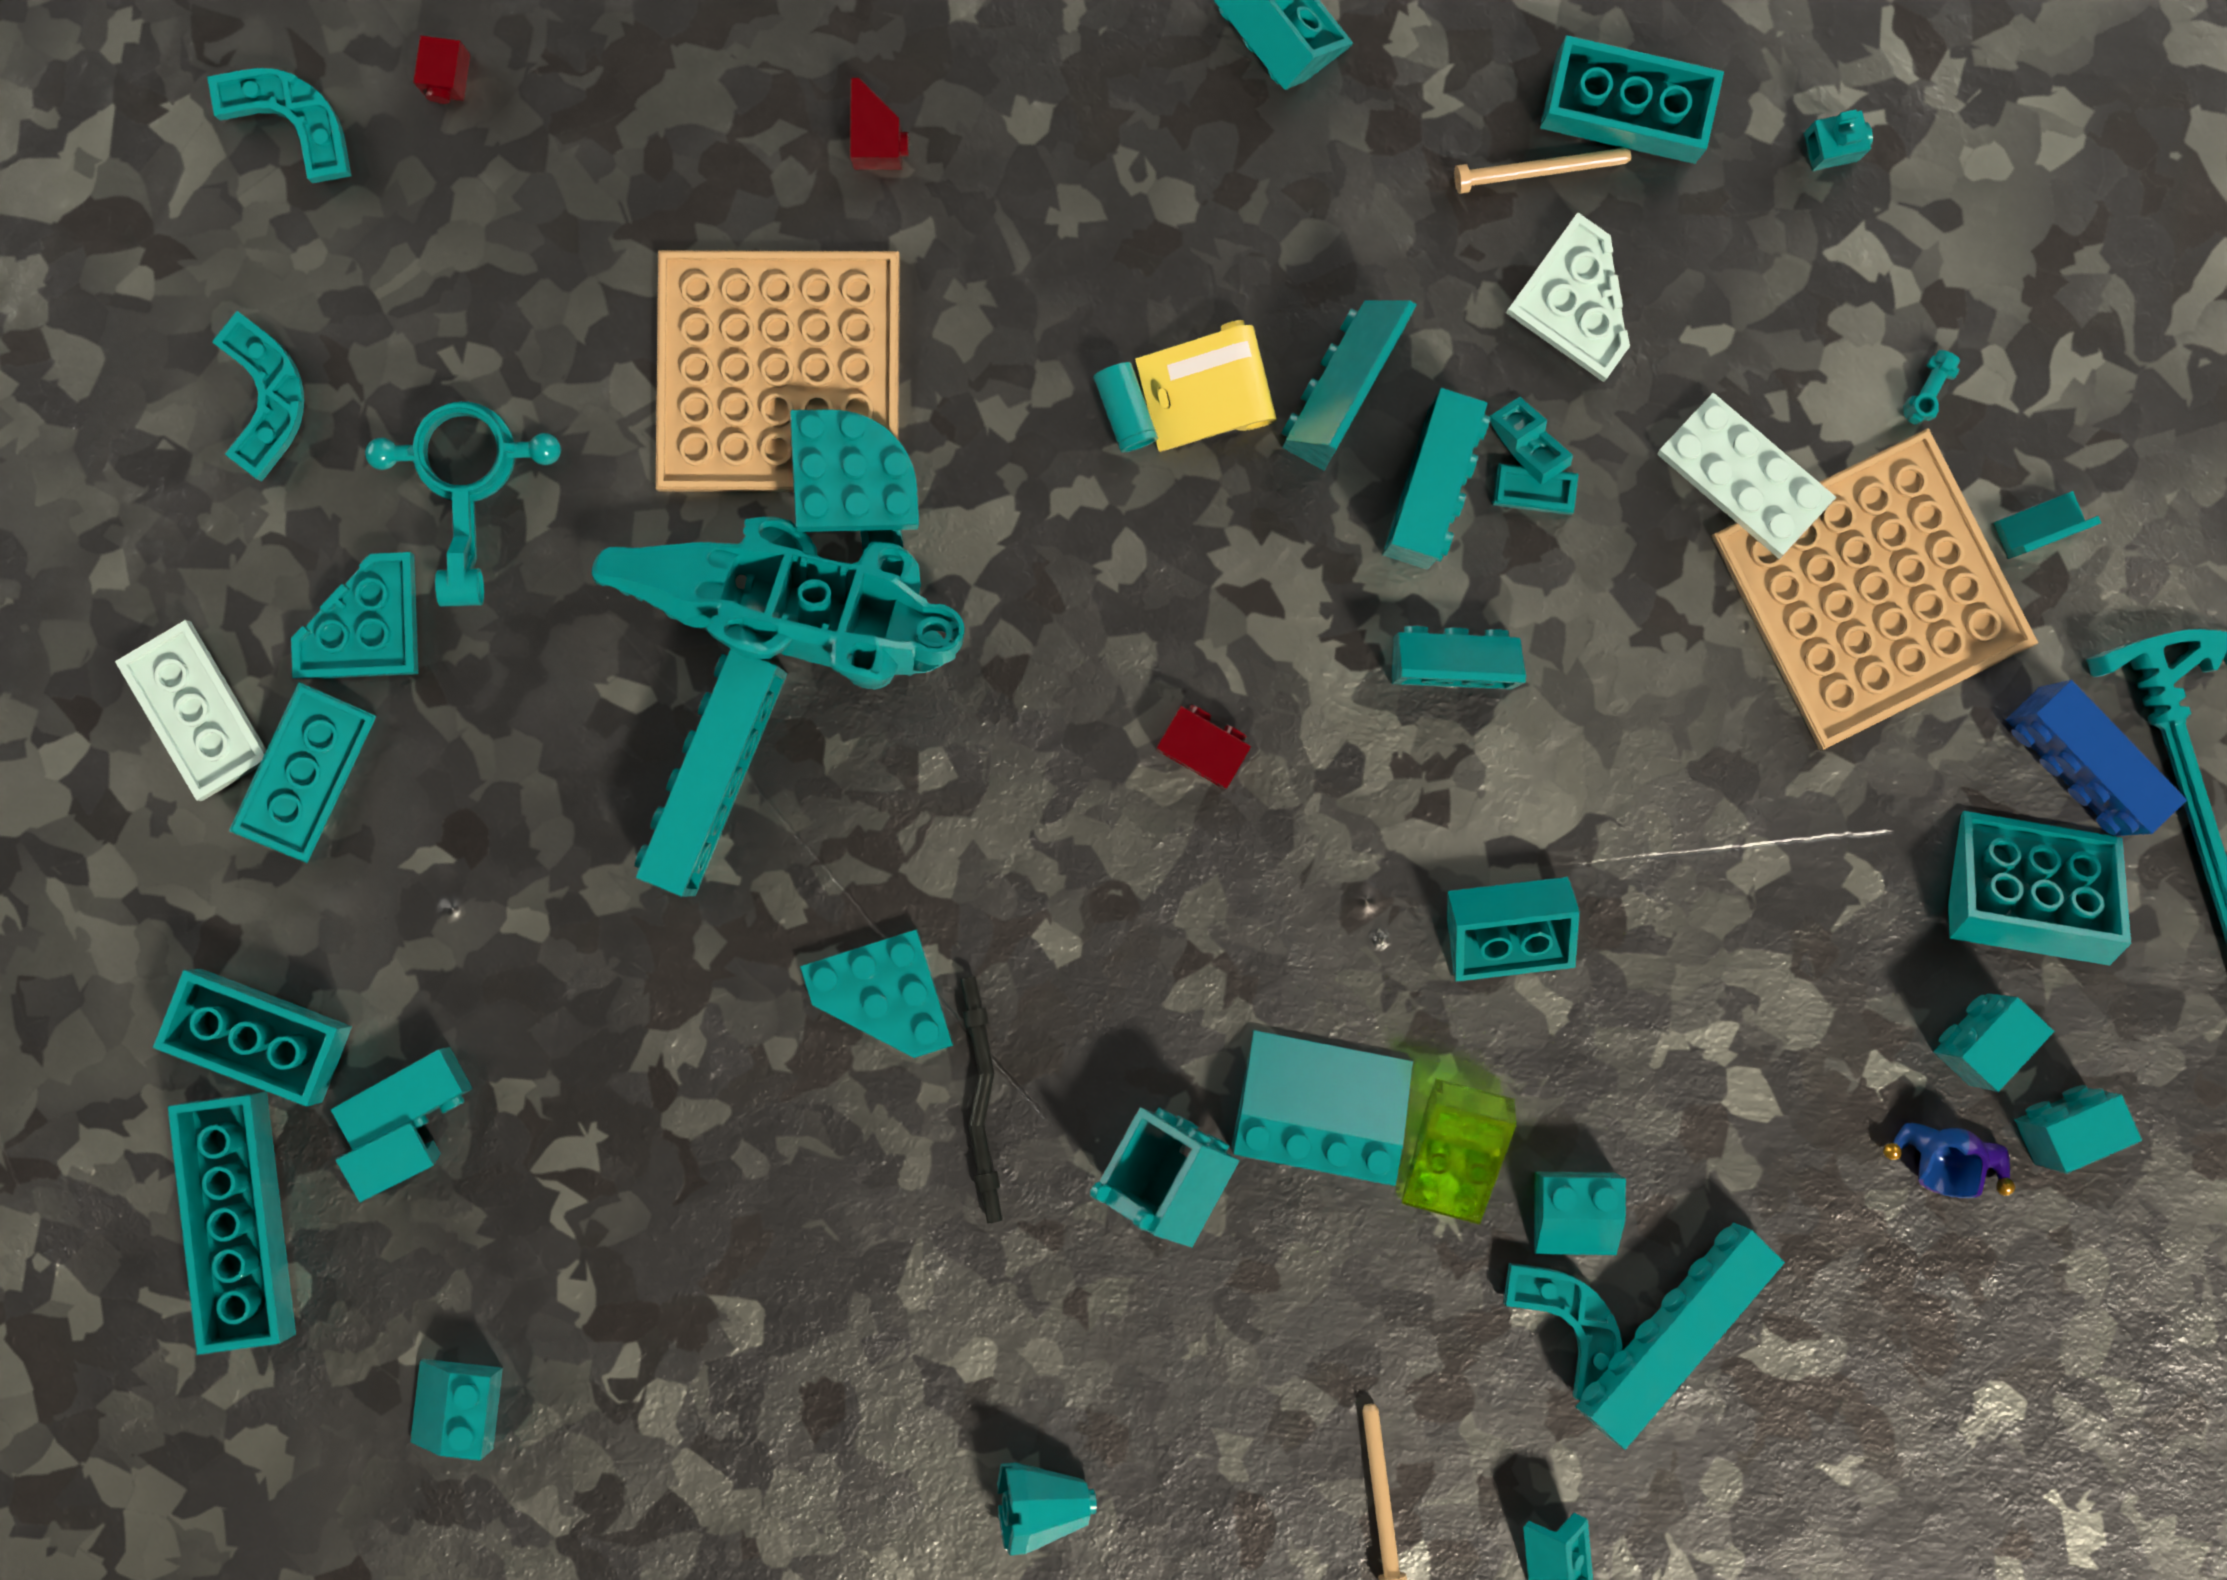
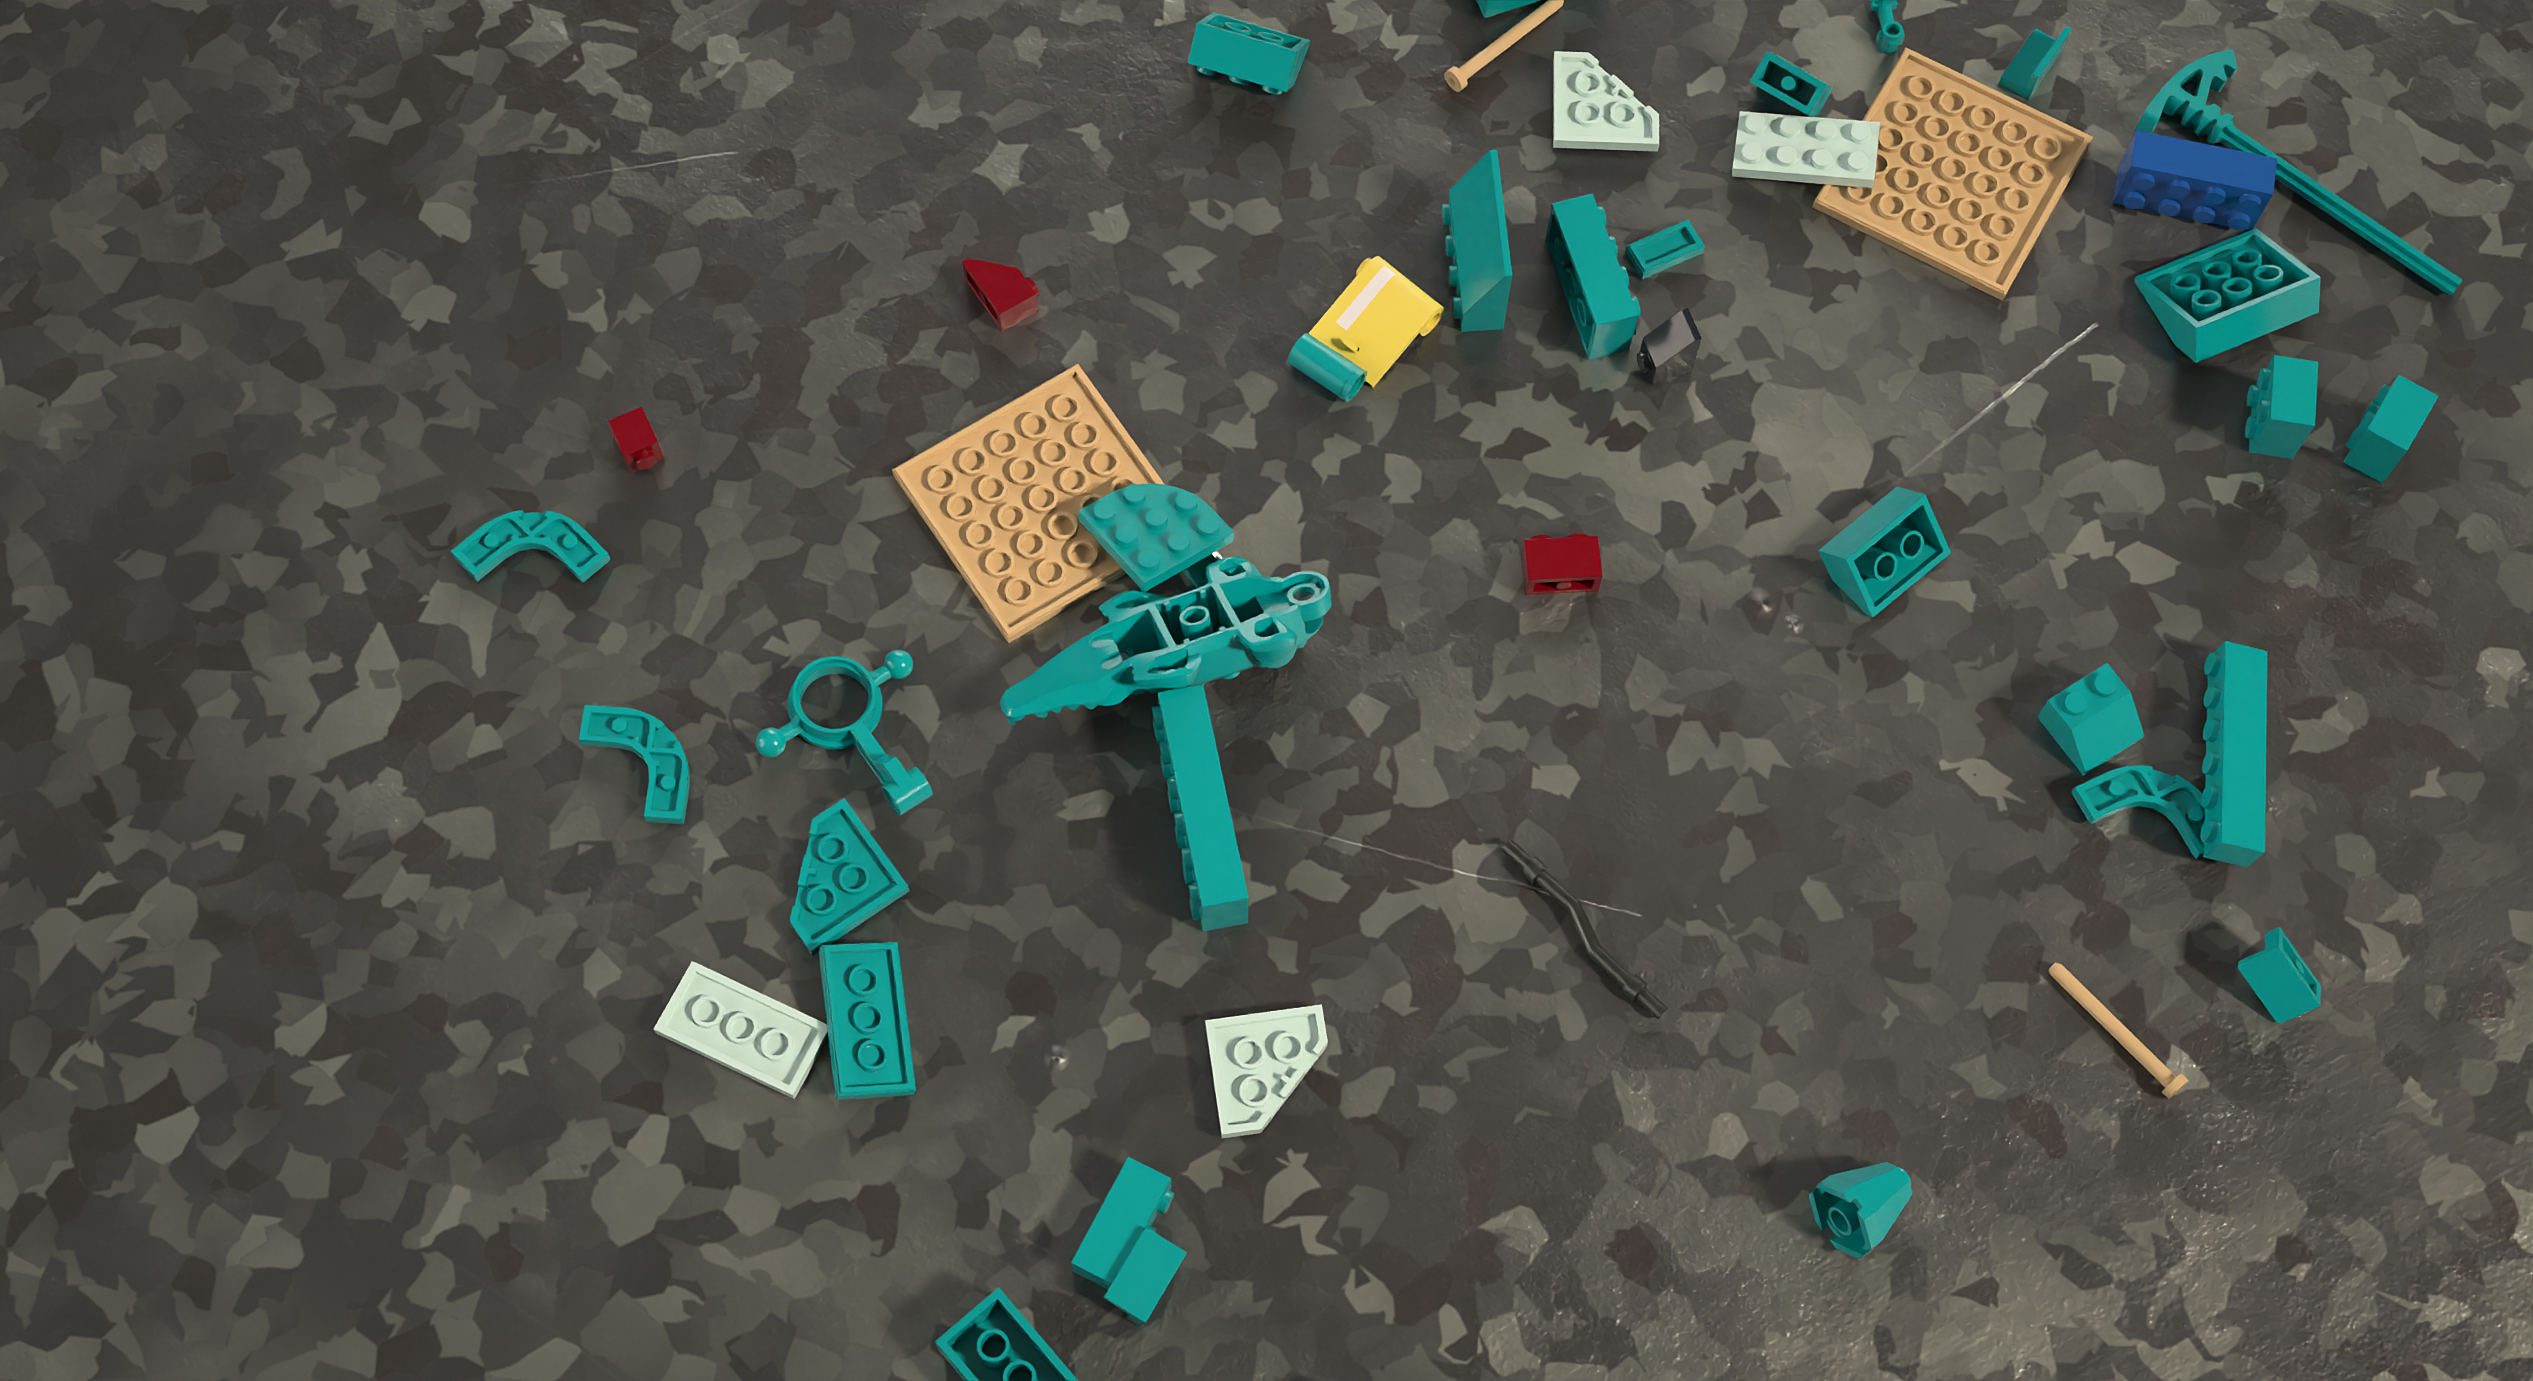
camera: 30 degrees left, 20 degrees down
(252, 1037) = (965, 1249): teal brick -> none
(615, 1034) = (1261, 1062): none -> light aqua plate
(884, 993) = (1449, 899): teal plate -> none
(1159, 1184) = (1776, 897): teal container -> none
(1323, 1108) = (1848, 768): teal slope -> none
(1455, 601) = (1670, 348): none -> black slope
(1457, 659) = (1701, 390): teal slope -> none
(1459, 1151) = (1972, 733): clear neon green slope -> none
(1526, 437) = (1628, 216): teal slope -> none
(1781, 399) = (1791, 84): none -> teal brick
(1953, 1160) = (2325, 510): blue piece -> none

